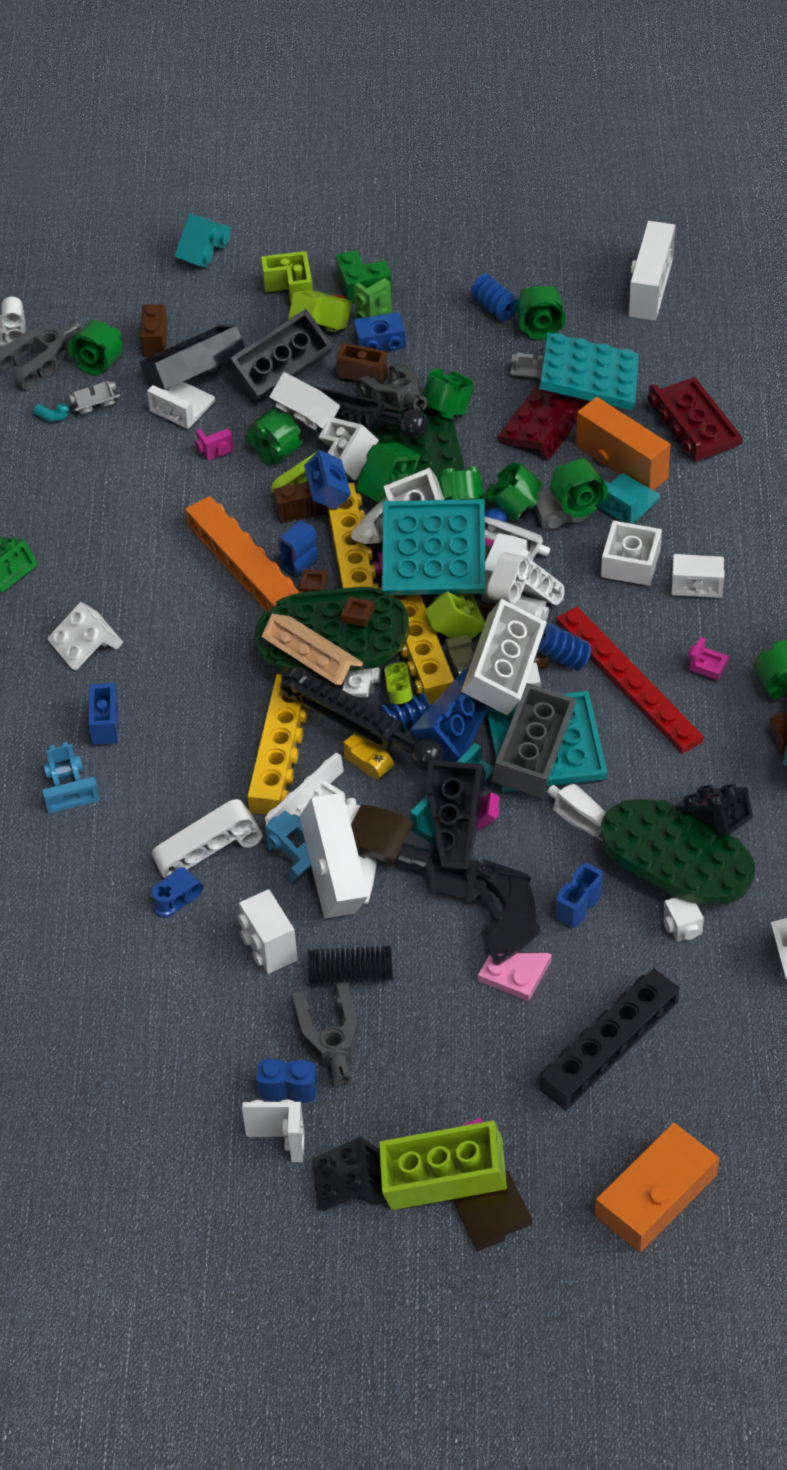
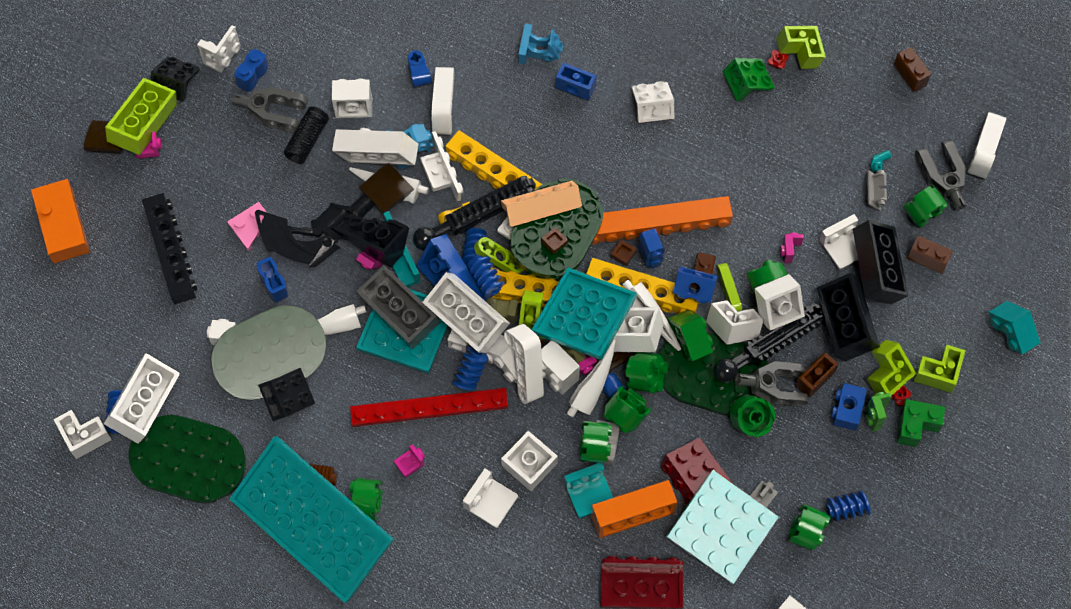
camera: 115 degrees right, 15 degrees up
(440, 668) = (485, 276): none -> blue piece

